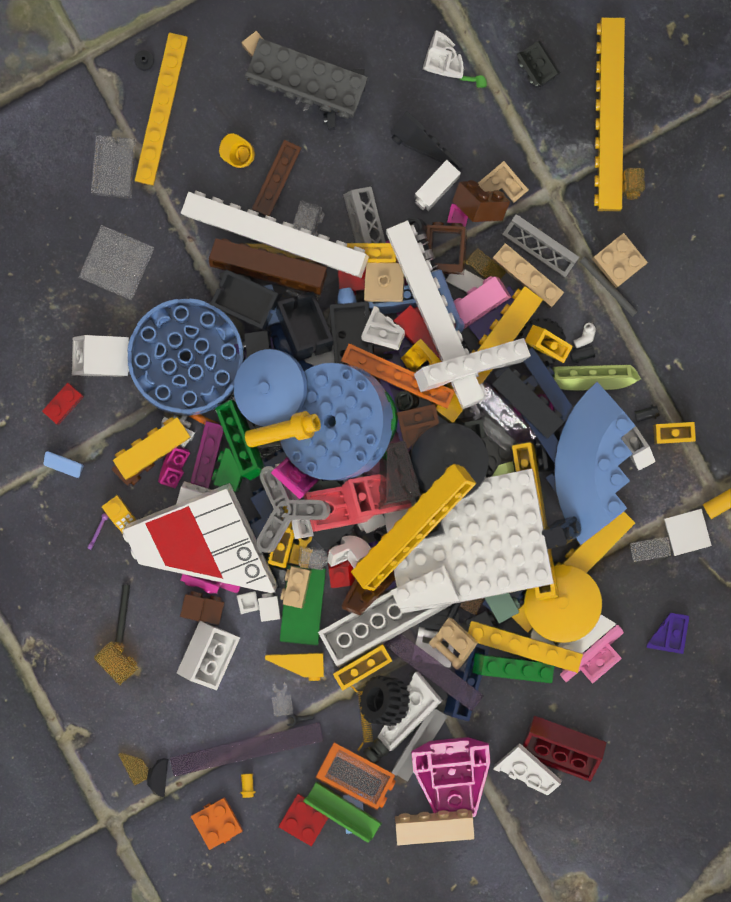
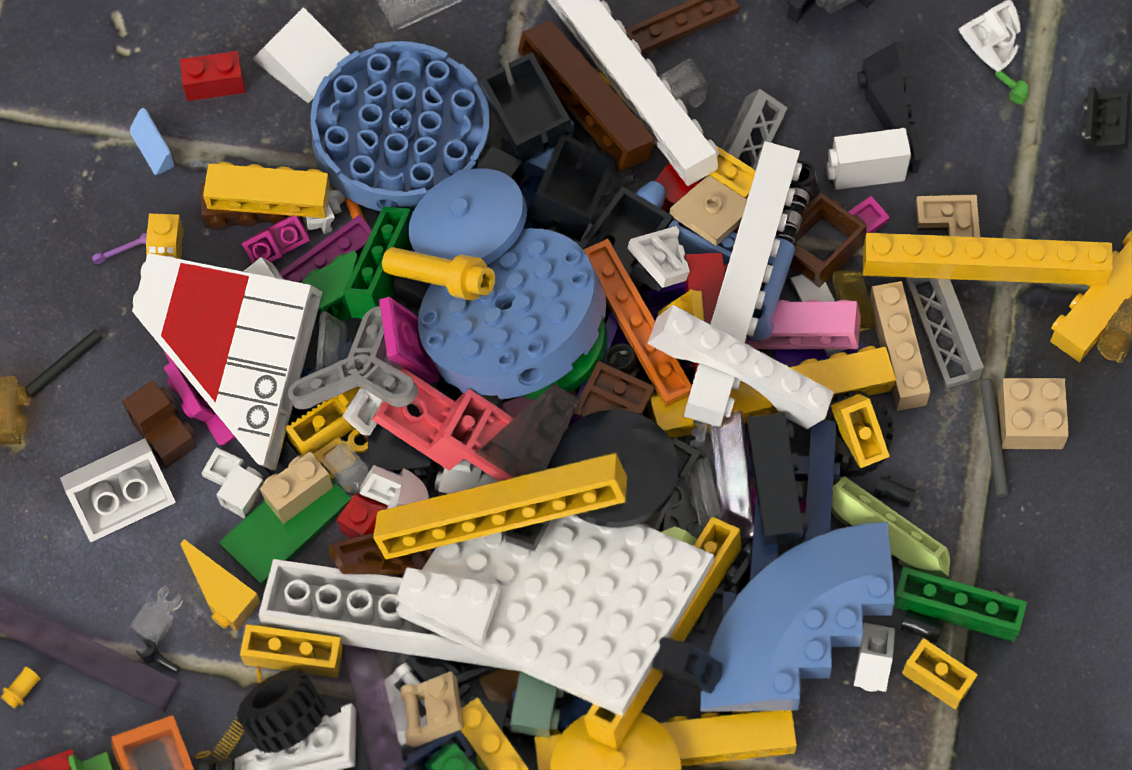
camera: 40 degrees right, 20 degrees down
(254, 504) = (330, 341): none -> clear slope
(478, 204) = (905, 210): reddish brown brick -> none
(540, 199) = (987, 259): none -> yellow brick
(587, 336) = (918, 476): white arm -> none
(657, 390) = (959, 604): none -> green brick

